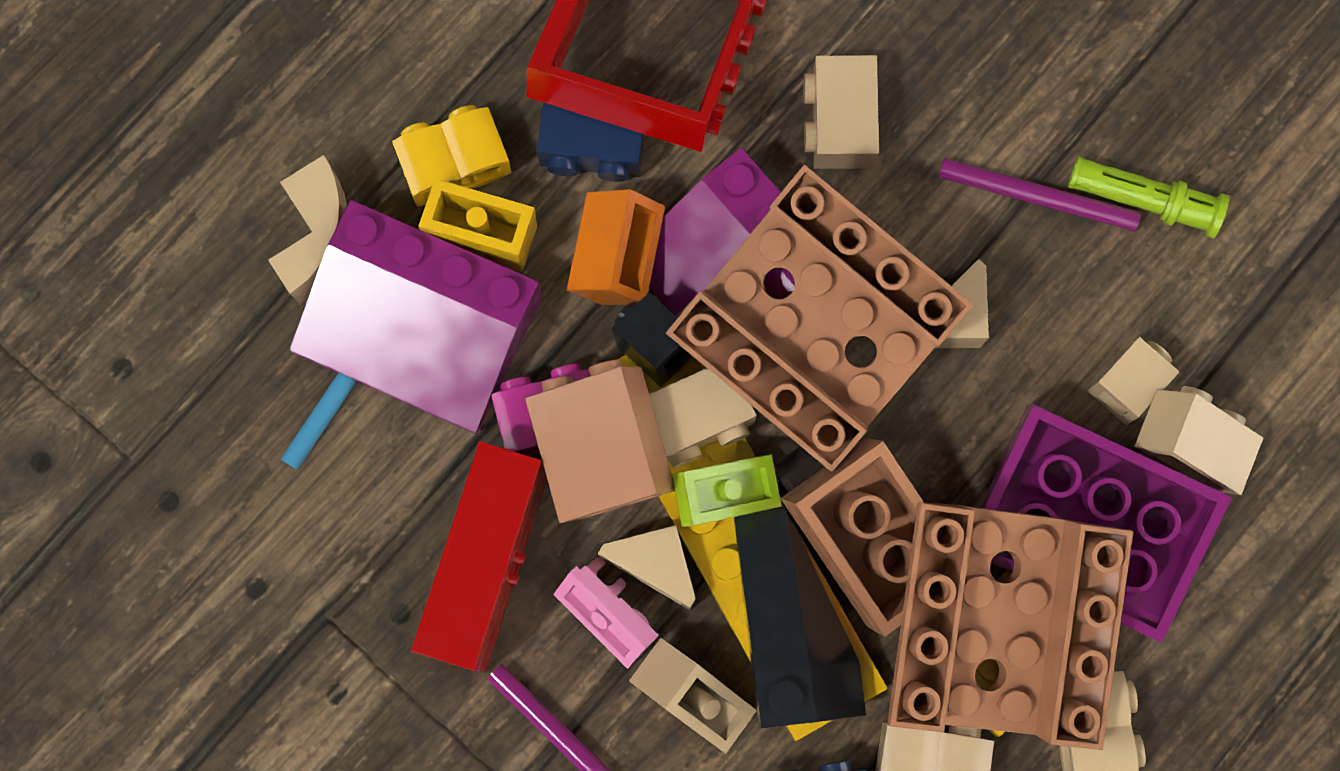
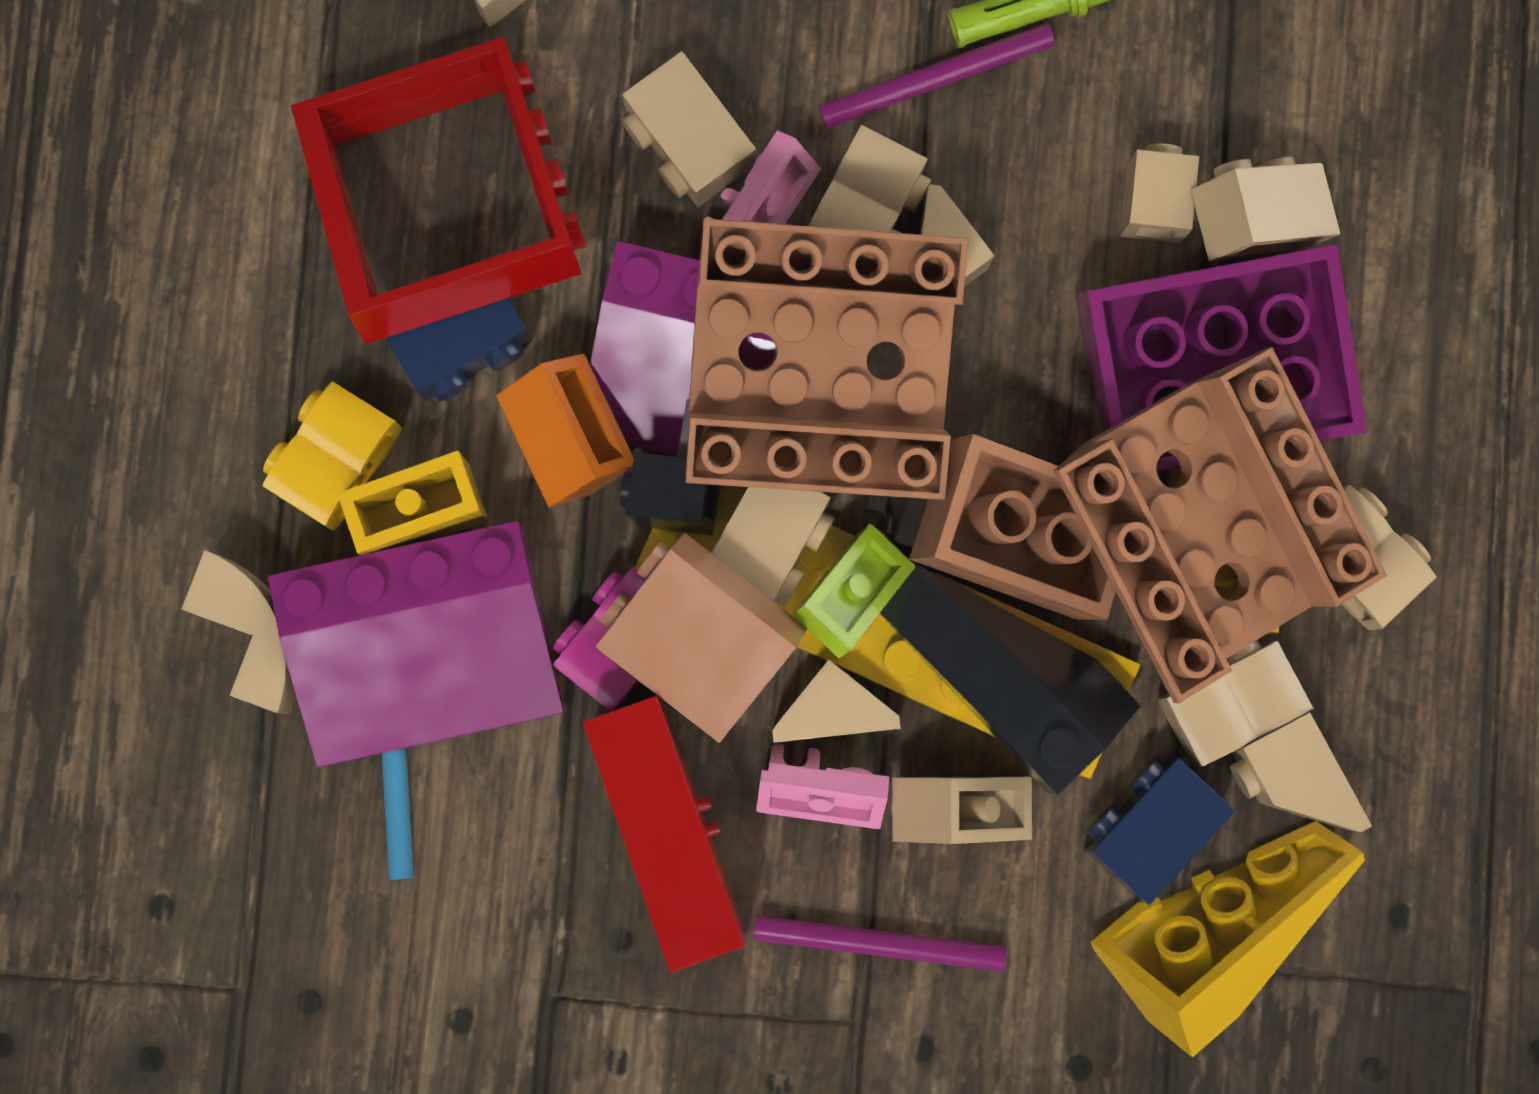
camera: 40 degrees left, 5 degrees up
(877, 185) = (774, 183): none -> bright pink plate
(942, 233) = (873, 185): none -> tan brick

